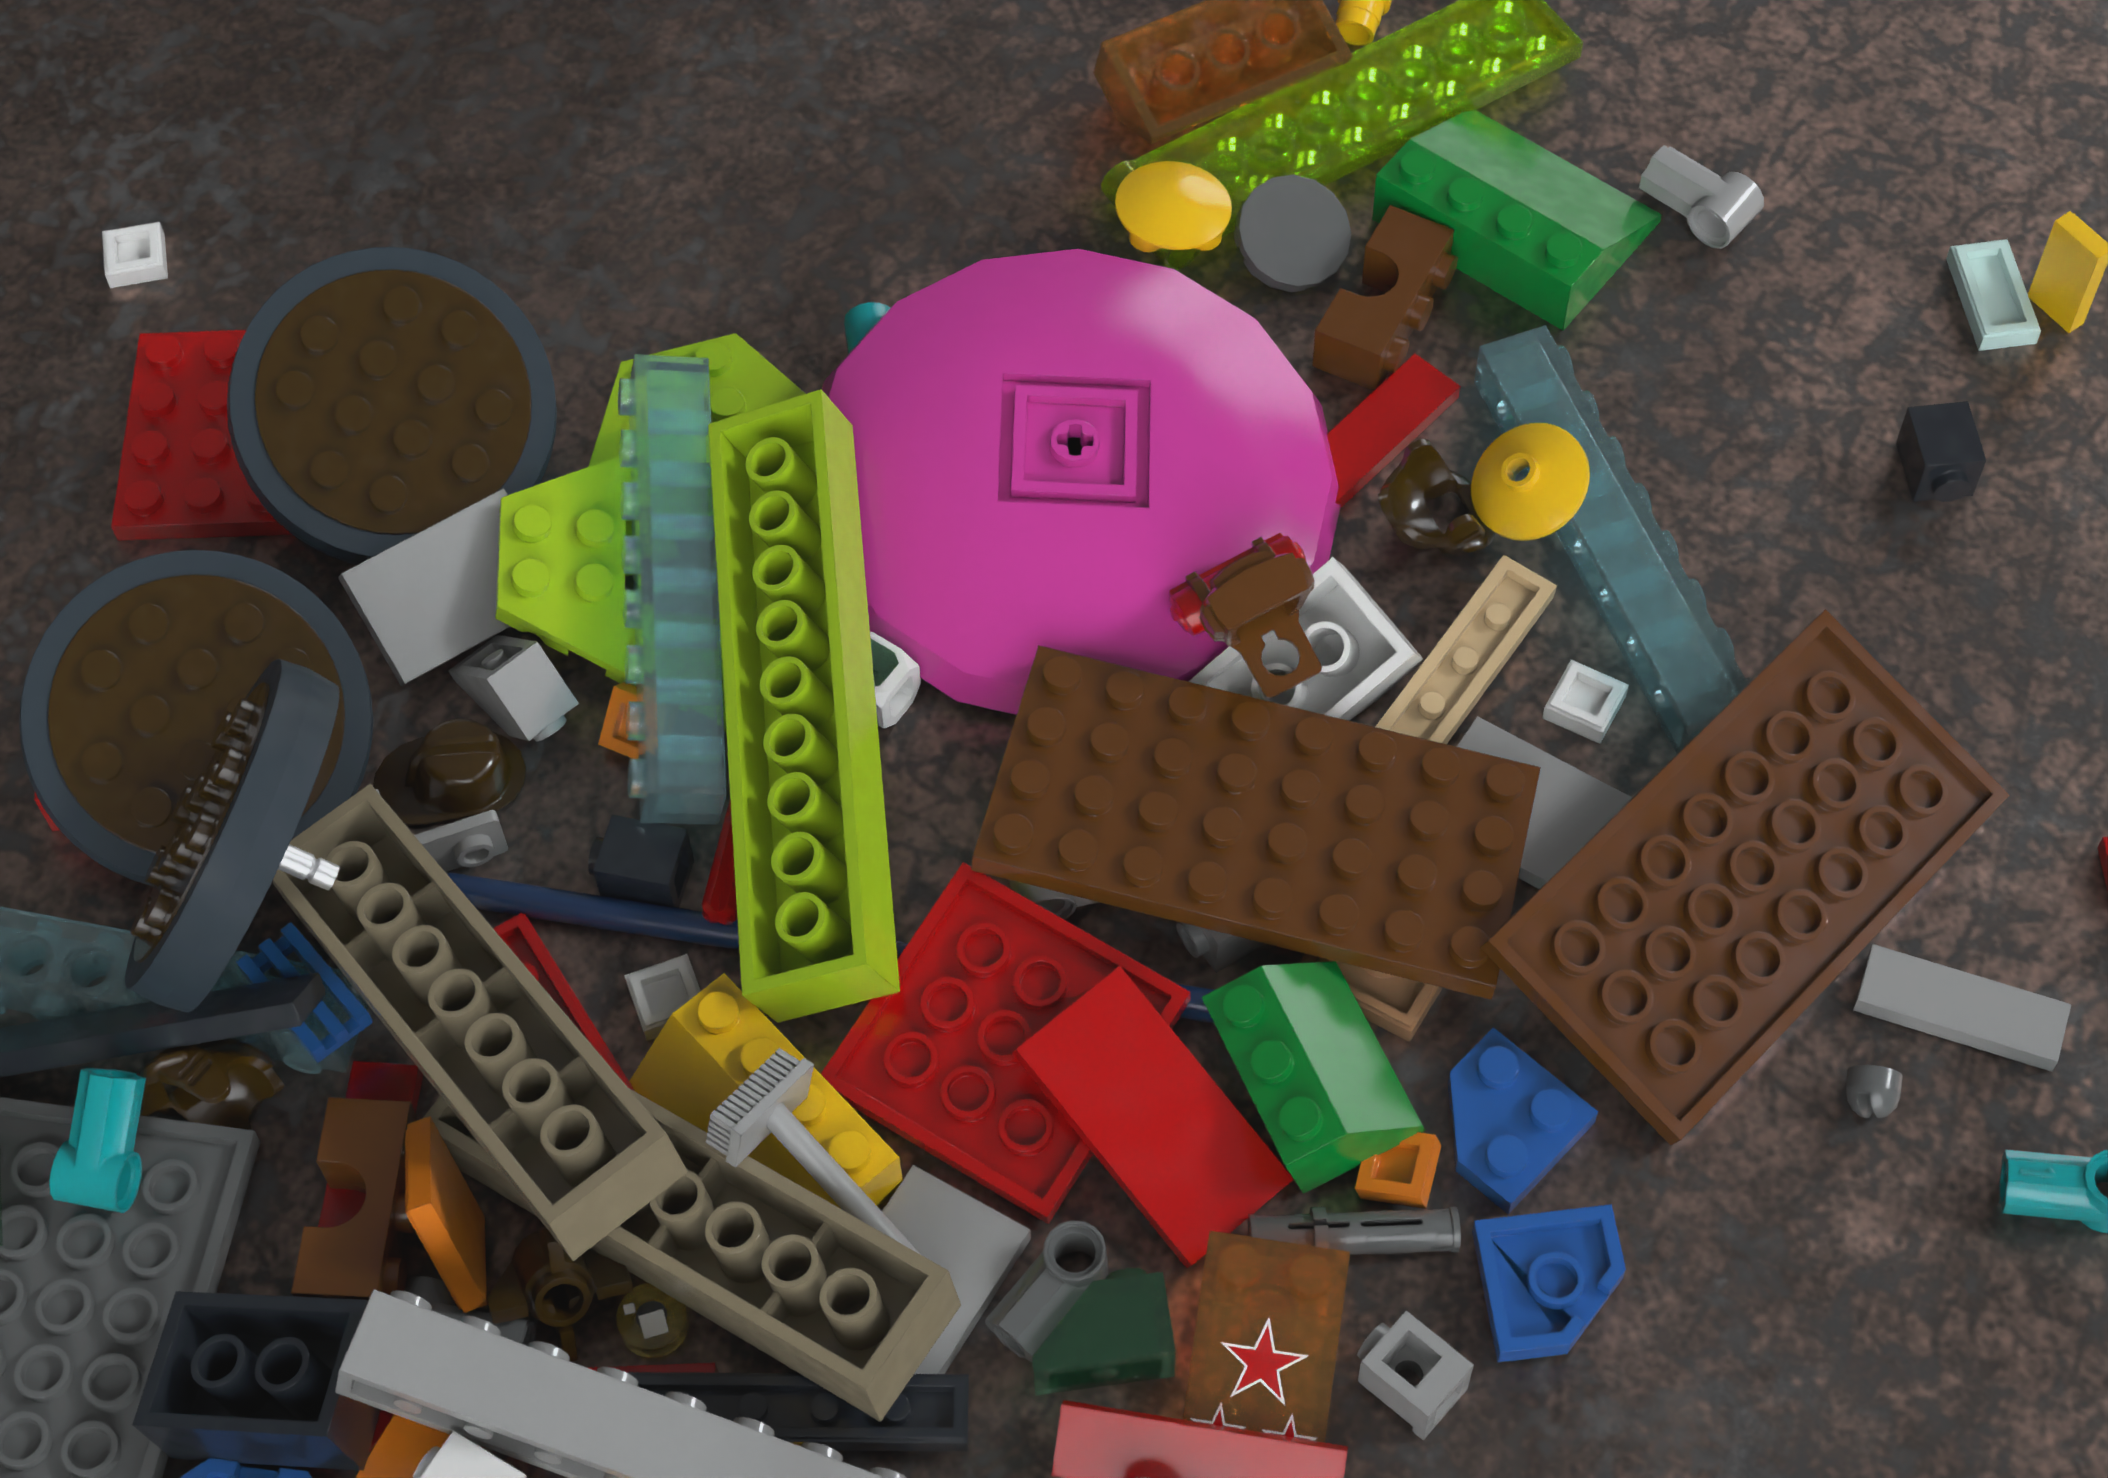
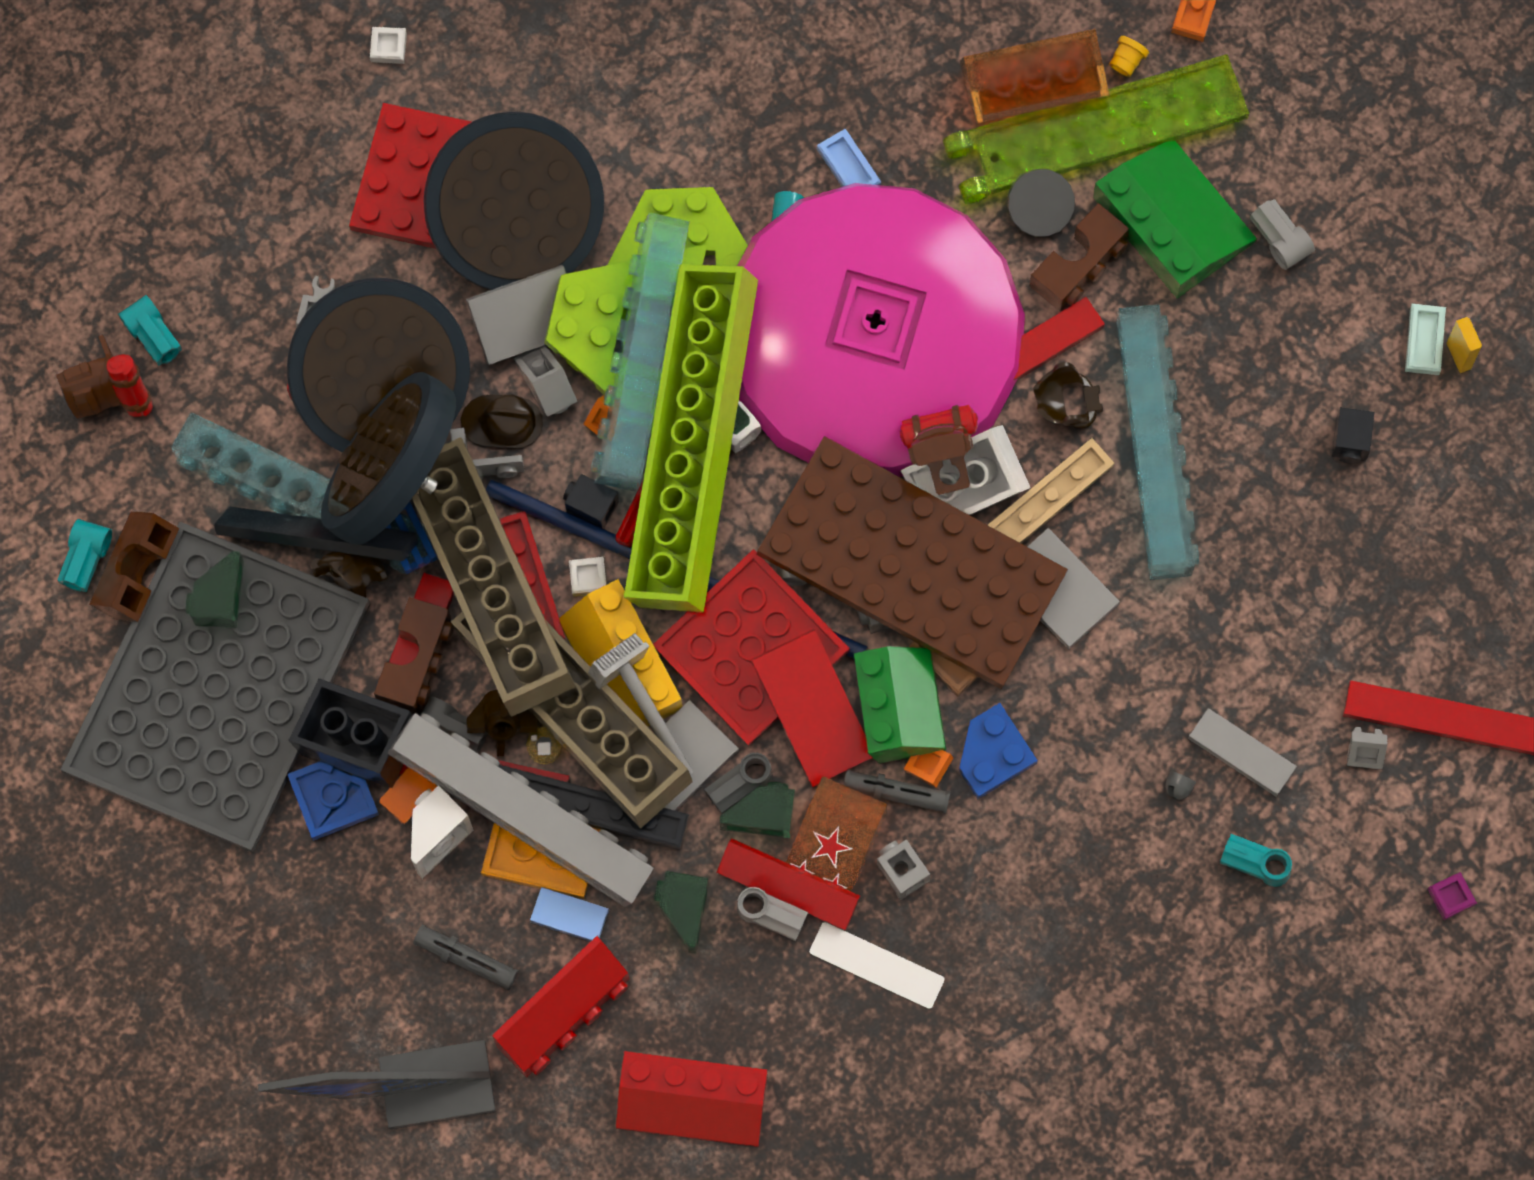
camera: 15 degrees right, 15 degrees up
(98, 1159) = (291, 598): teal piece -> none
(445, 1214) = (454, 672): orange tile -> none
(941, 245) = (847, 160): none -> light blue tile
(1173, 207) = (975, 173): yellow dish -> none
(1545, 496) = (1130, 404): yellow dish -> none
(1546, 1277) = (984, 838): blue plate -> none
(1585, 701) = (1110, 531): white tile -> none
(1745, 876) = (1155, 655): reddish brown plate -> none

